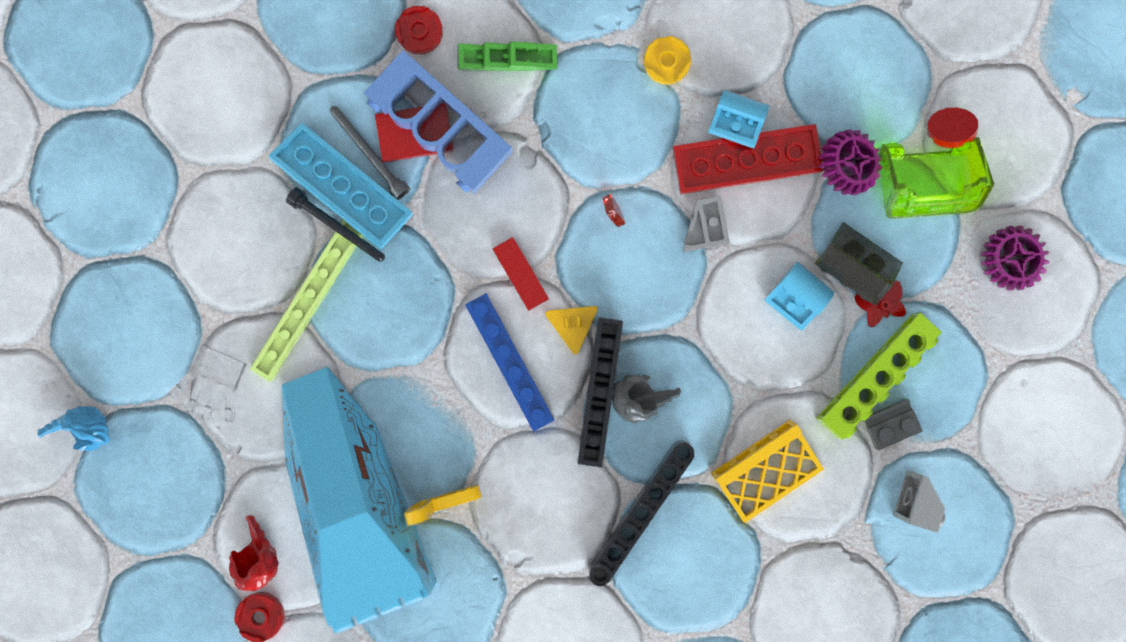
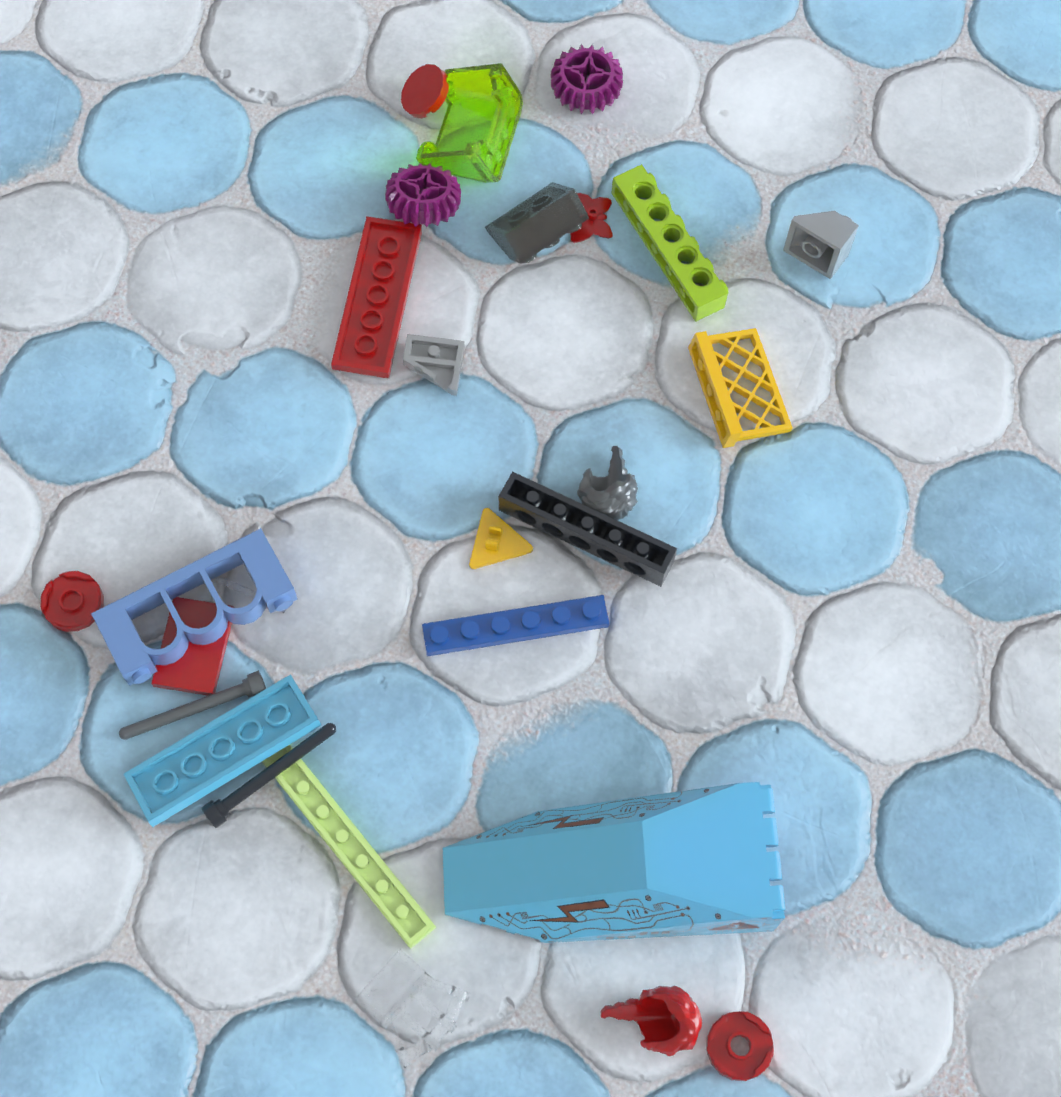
camera: 75 degrees left, 20 degrees down
(424, 509) = (662, 759): yellow beam -> none
(507, 57) = (150, 511): bright green slope -> none
(520, 274) = (413, 579): red tile -> none
(613, 210) = (377, 451): clear red tile -> none
(639, 525) = (746, 545): black beam -> none
(667, 60) = (230, 344): yellow tile -> none
(738, 118) = (328, 286): medium azure brick -> none
(799, 296) = (552, 290): medium azure brick -> none
(892, 424) = (728, 246): dark grey plate -> none

